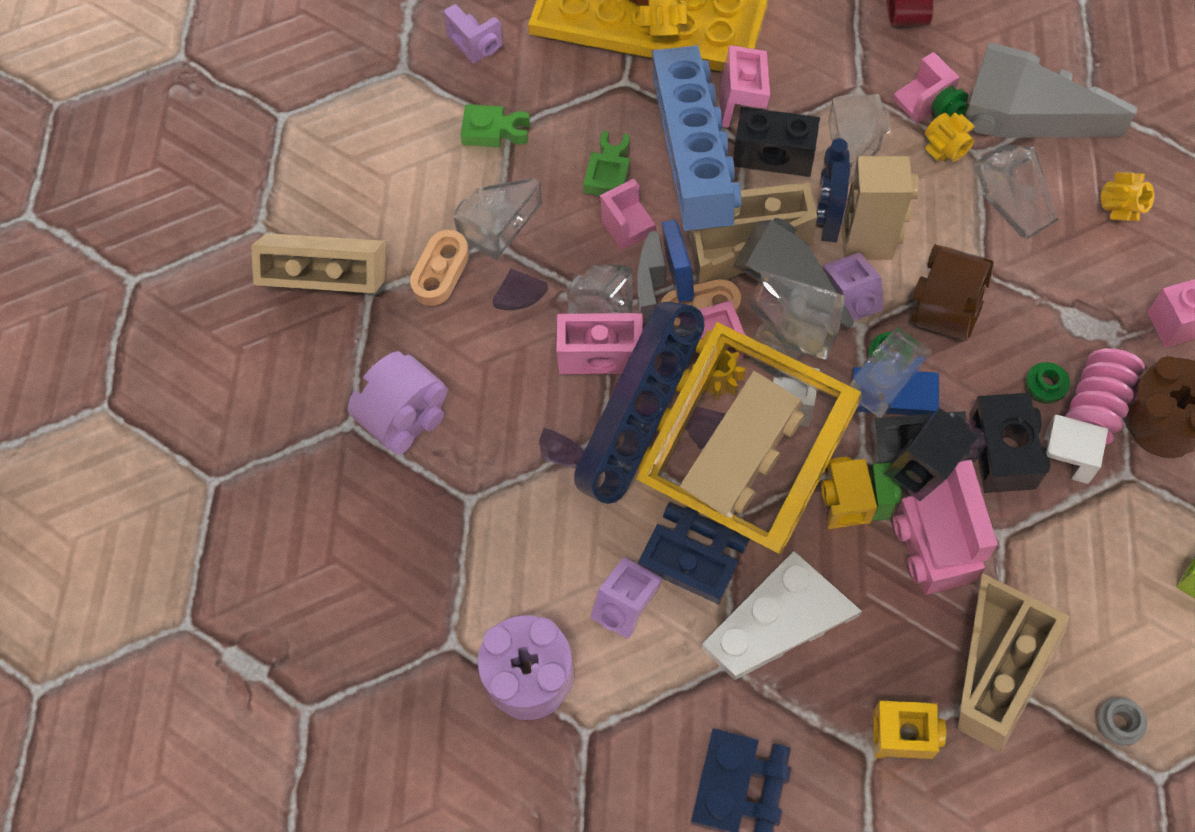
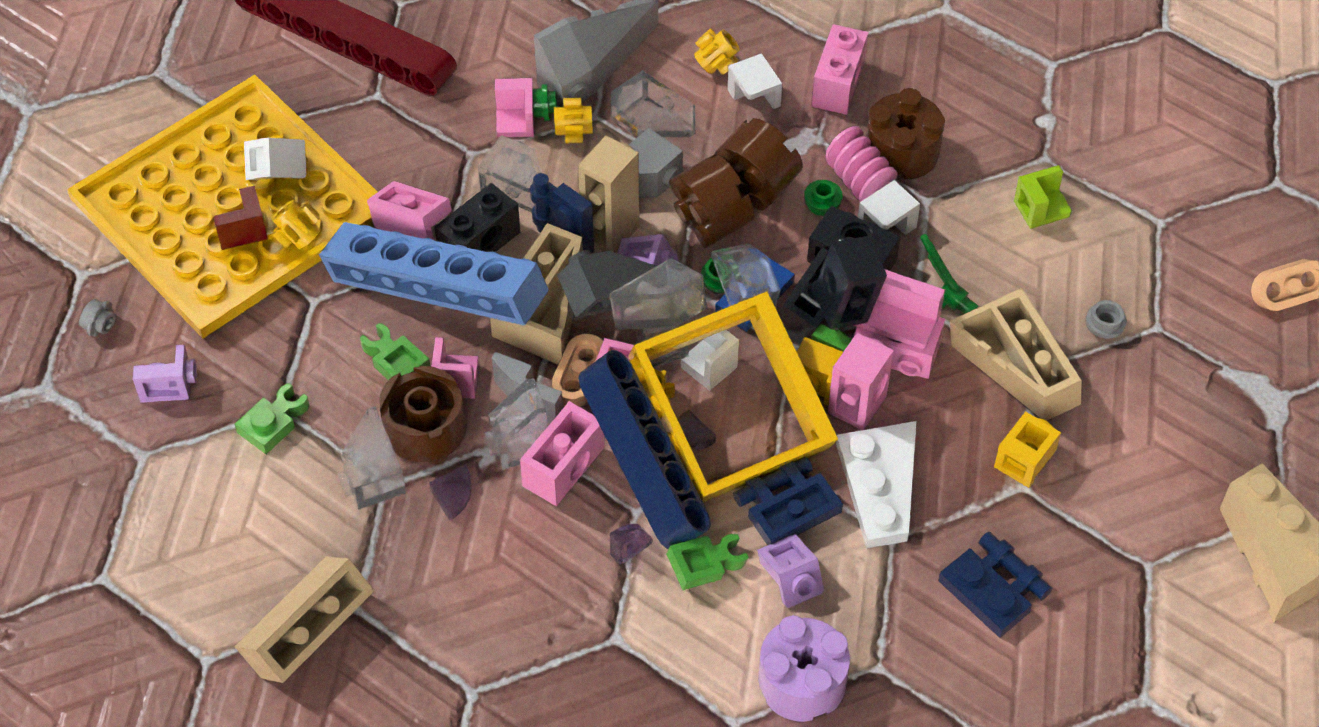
camera: 60 degrees left, 10 degrees down
(398, 401) = (501, 626): lavender brick -> none
(437, 270) = (385, 536): light nougat plate -> none
(561, 220) = (423, 414): none -> reddish brown brick
(580, 516) = (700, 562): none -> bright green plate
(678, 260) = (544, 355): blue tile -> none
(744, 445) = (747, 395): tan brick -> none
(856, 533) = (860, 381): none -> bright pink brick
(949, 219) = (657, 163): none -> light grey slope
(1025, 303) = (761, 161): none -> reddish brown brick
(1033, 557) = (954, 296): none -> green plant
(1122, 245) = (754, 79): none -> white panel

